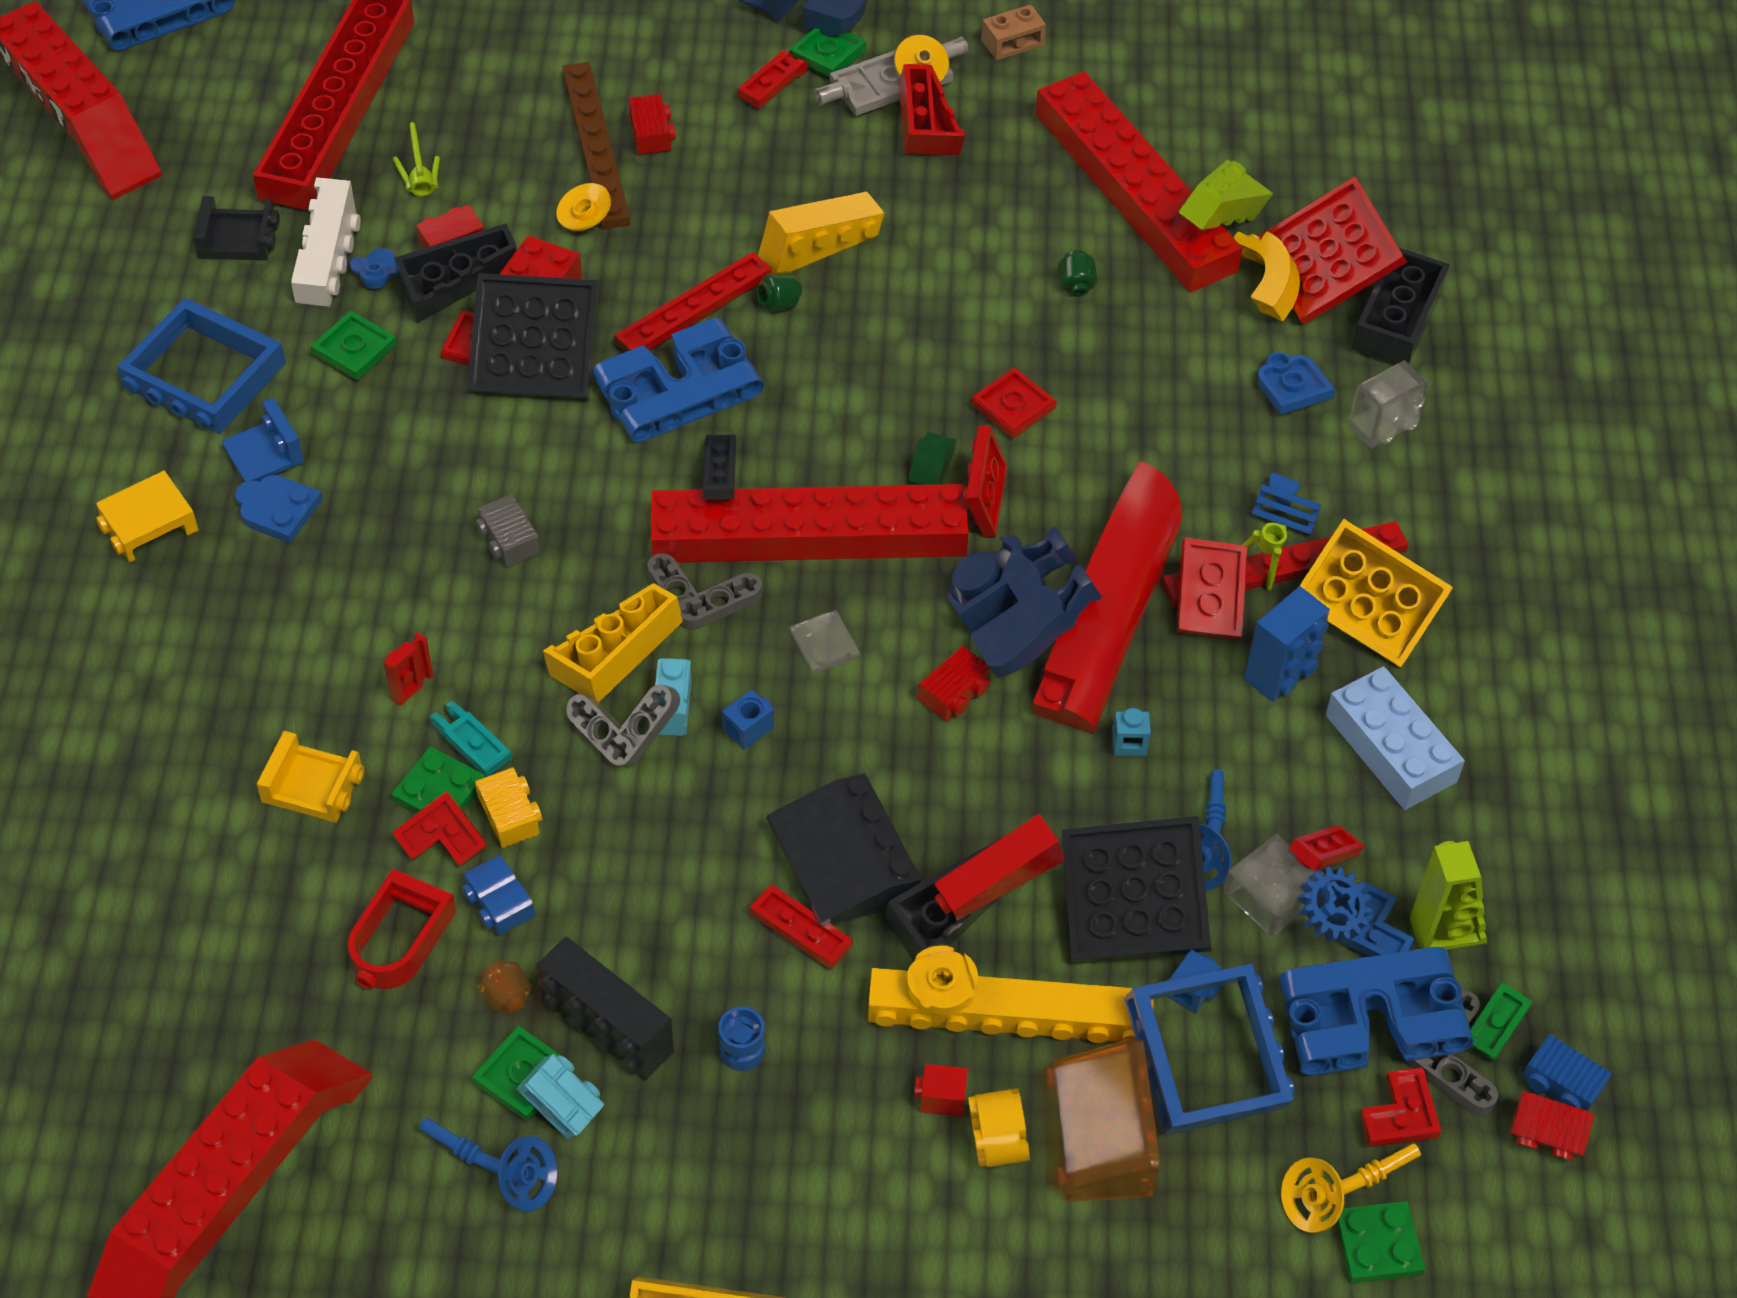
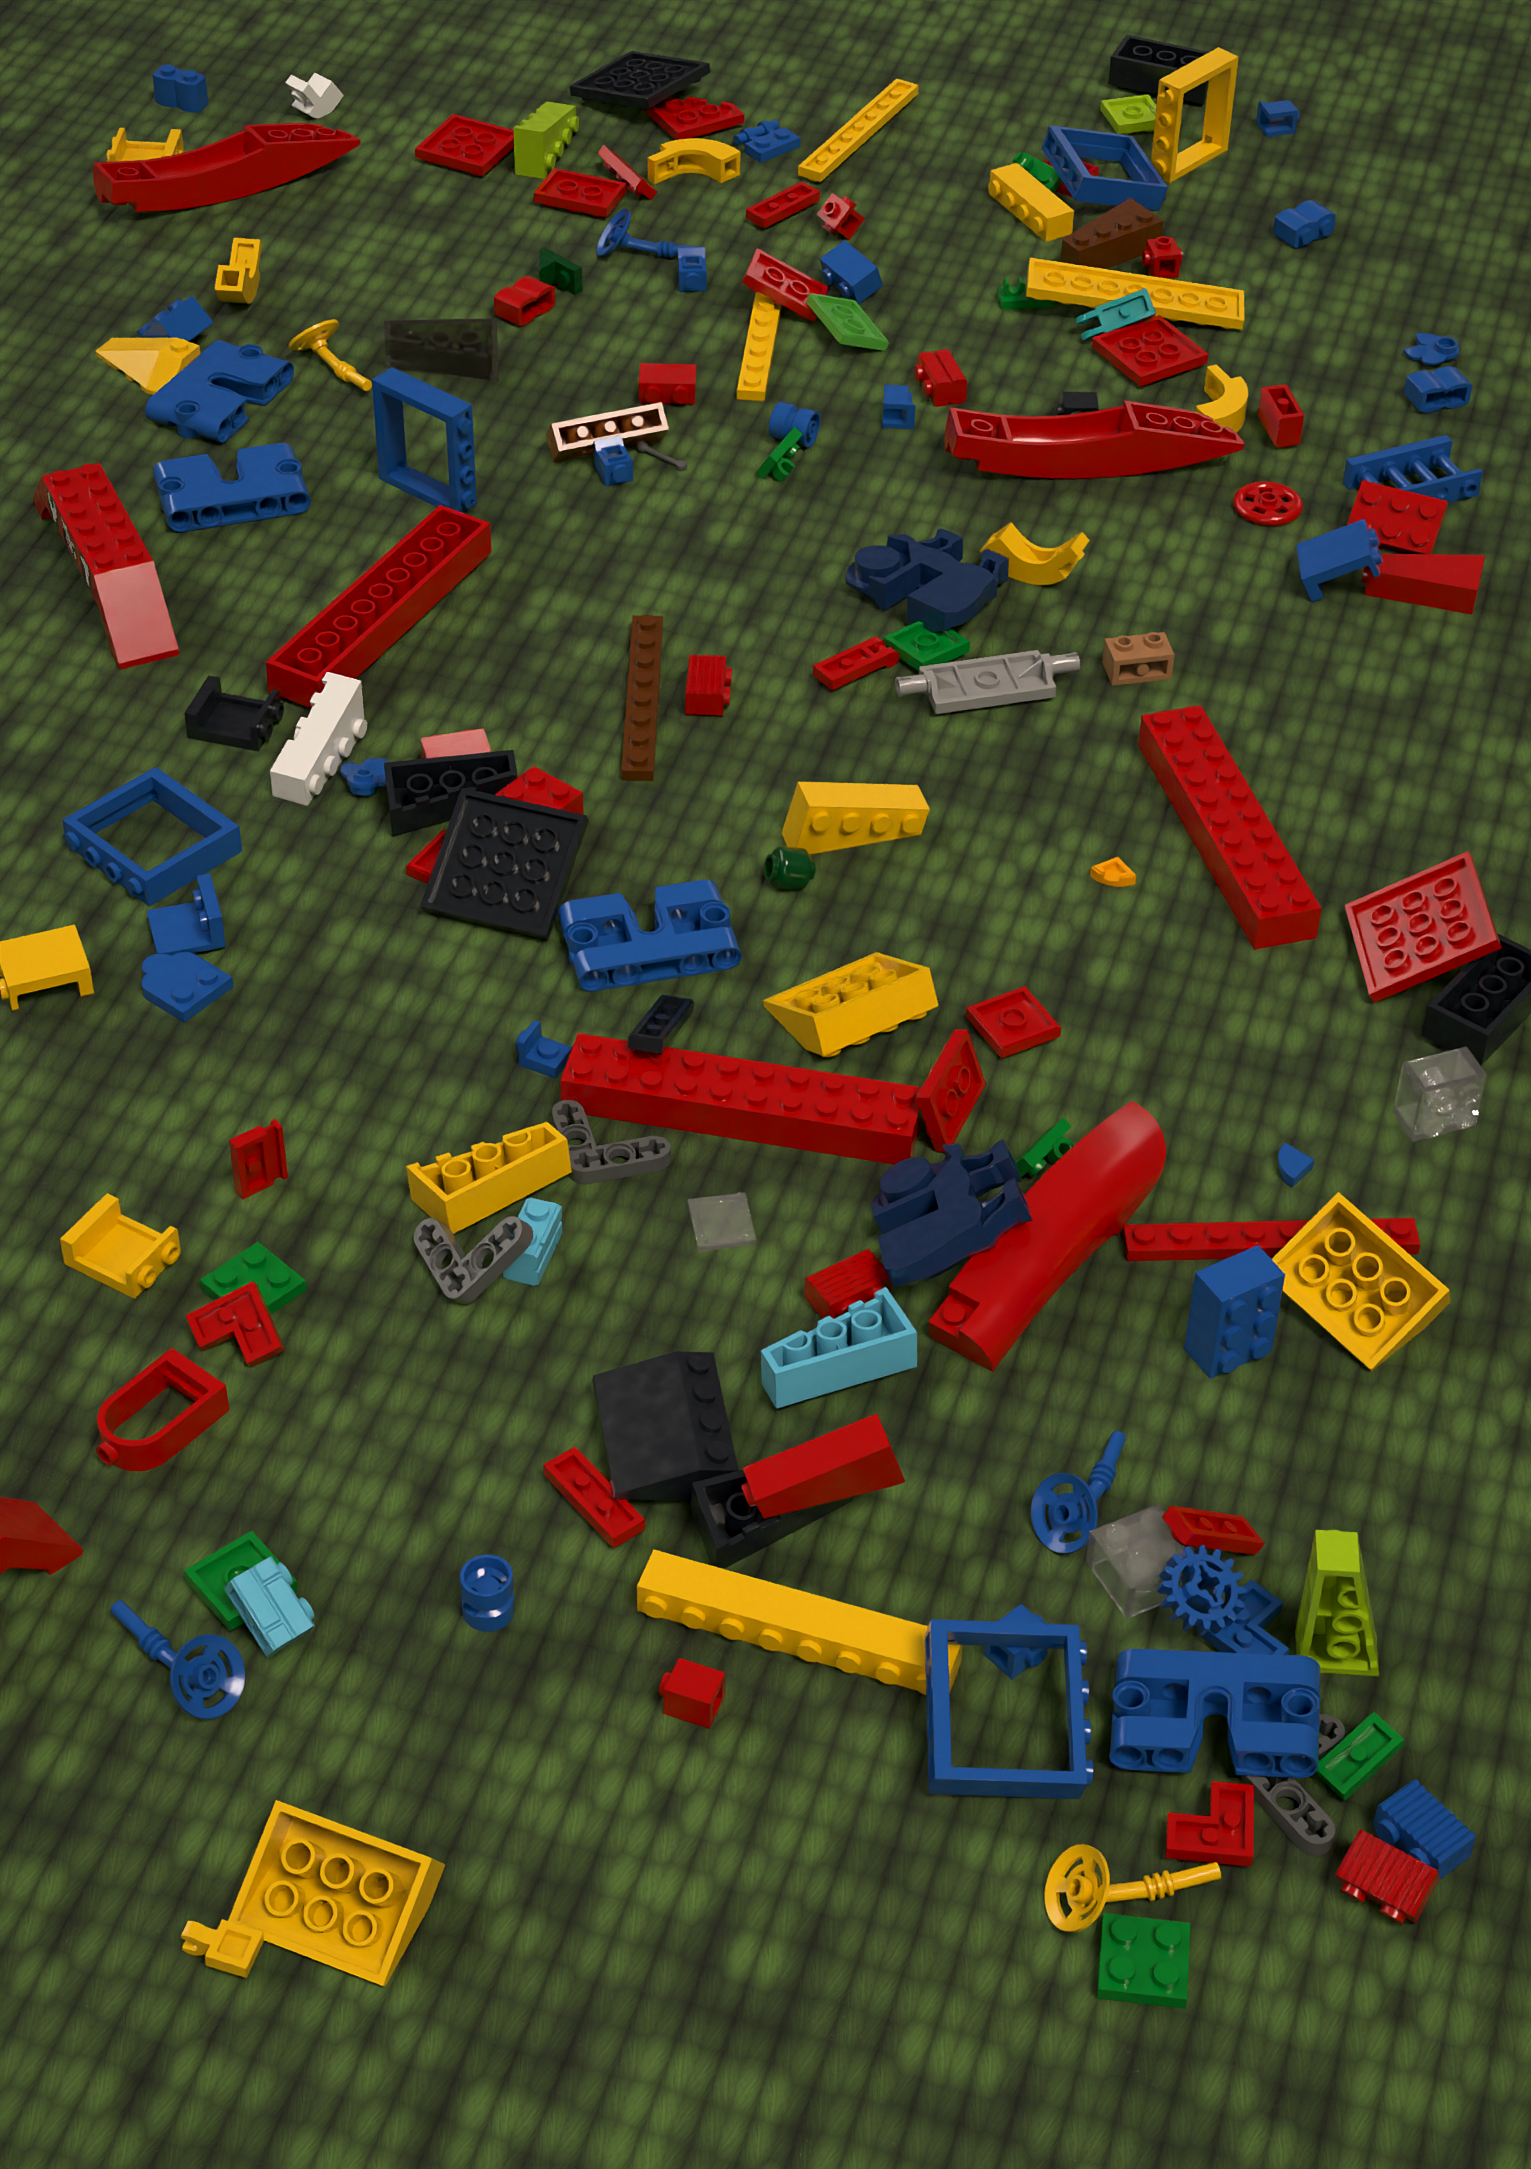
camera: 15 degrees right, 10 degrees down
(353, 345) = (316, 844): green plate -> none
(420, 180) = (443, 699): lime plant -> none
(472, 739) = (304, 1244): teal hinge -> none
(498, 895) = (276, 1400): blue brick -> none
(505, 986) = (251, 1489): clear orange head -> none
(508, 530) = (414, 1049): dark grey brick -> none
(508, 807) = (318, 1316): yellow brick -> none
(583, 207) = (606, 752): yellow dish -> none
(605, 1009) = (347, 1530): black brick -> none
(620, 512) = (540, 1052): none -> blue bracket
(694, 304) = (693, 865): red plate -> none
(746, 730) = (608, 1279): blue brick -> none
(873, 410) = (854, 1003): none -> yellow slope
(913, 46) = (1021, 680): yellow dish -> none
(925, 114) = (1010, 721): red wedge -> none
(931, 459) = (903, 1059): dark green slope -> none
(942, 999) = (721, 1594): yellow plate -> none
(969, 747) = (841, 1352): none -> medium azure wedge
(999, 1128) = (740, 1741): yellow brick -> none
(1053, 243) = (1113, 873): none -> light orange tile
(1077, 272) = (1128, 904): dark green head -> none
(1078, 517) = (1047, 1144): none -> green plate
(1106, 1123) = (861, 1764): clear orange windscreen -> none
(1131, 725) = (1034, 1364): dark azure brick -> none
(1135, 890) = (978, 1531): black plate -> none
(1211, 589) = (1170, 1244): red plate -> none
(1225, 197) = (1314, 851): lime wedge -> none
(1261, 500) = (1263, 1168): blue tile -> none
(1270, 542) = (1250, 1202): lime plant -> none
(1281, 280) = (1356, 948): yellow arch -> none
(1293, 382) = (1340, 1057): blue plate -> none
(1394, 738) = (1335, 1438): light blue brick -> none

